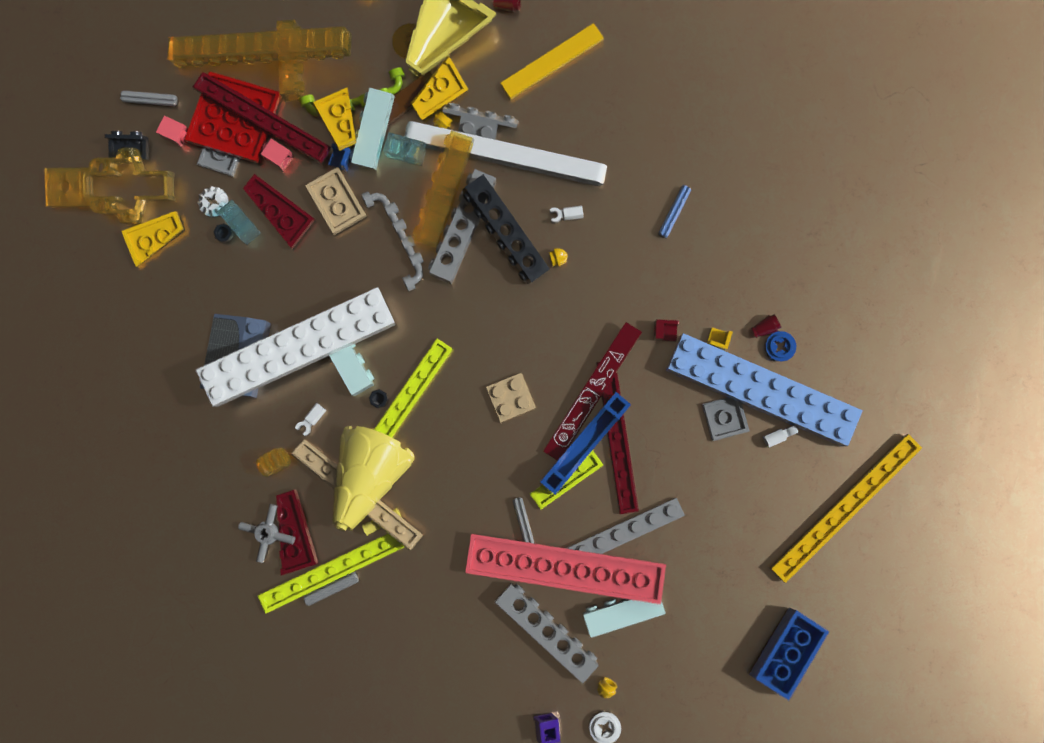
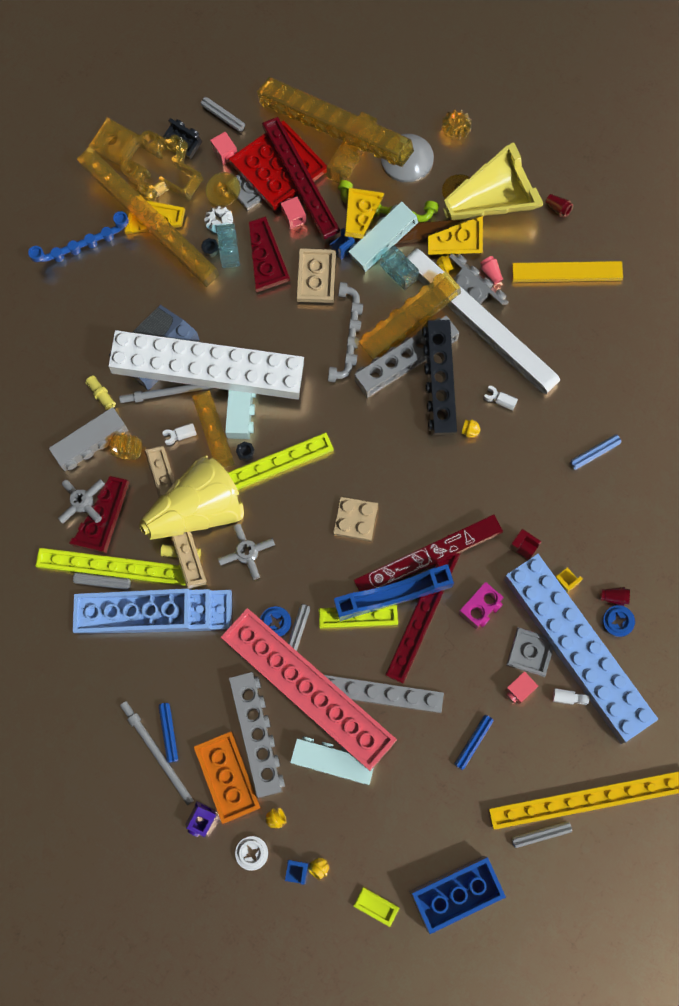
camera: 35 degrees right, 10 degrees down
(125, 259) = (120, 219): none -> blue bar
(147, 240) = (148, 216): none -> clear yellow brick
(190, 171) = (219, 183): none -> clear yellow dish
(216, 427) = (100, 393): none -> light yellow pin
(235, 475) = (88, 439): none -> light grey brick
(254, 407) = (139, 396): none -> light grey bar
(338, 398) = (213, 429): none -> clear yellow brick
(360, 39) = (416, 166): none -> light grey dish
(392, 587) = (152, 611): none -> light blue slope
(430, 486) = (253, 551): none -> light grey bar
(438, 686) = (134, 720): none -> light grey bar
(472, 677) = (168, 732): none -> blue axle
(486, 100) = (491, 269): none -> coral cone
(497, 519) = (277, 612): none -> blue gear
(545, 681) = (227, 777): none -> orange plate
(651, 718) = (296, 871): none -> blue panel
(657, 405) = (477, 603): none -> dark pink brick
(666, 704) = (318, 868): none -> yellow plate
(725, 522) = (474, 742): none -> blue axle
(730, 703) = (376, 906): none -> neon yellow tile
(736, 454) = (521, 688): none -> coral brick
(824, 561) = (541, 834): none -> light grey axle

